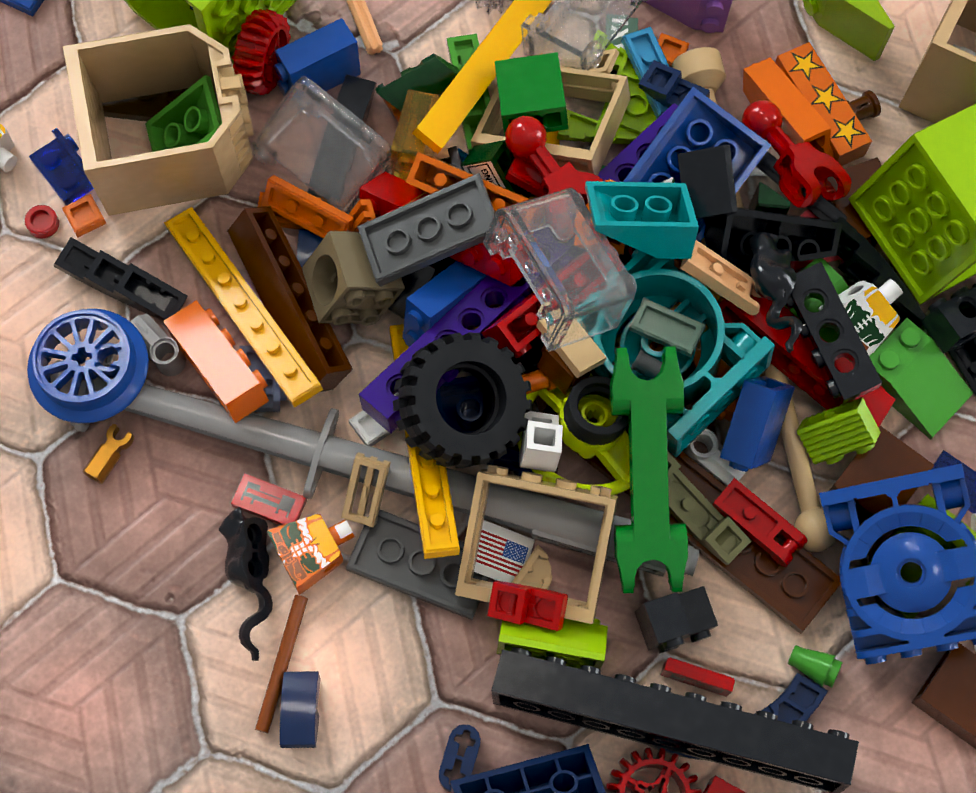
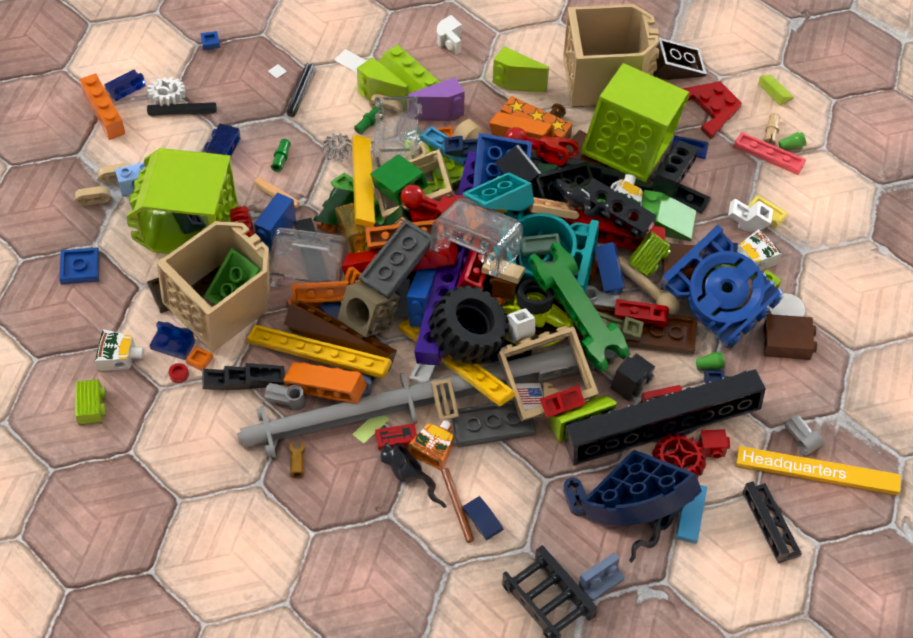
camera: 30 degrees left, 15 degrees down
(128, 371) = (264, 441): blue piece -> none
(247, 461) = (368, 429): none -> yellowish green sticker

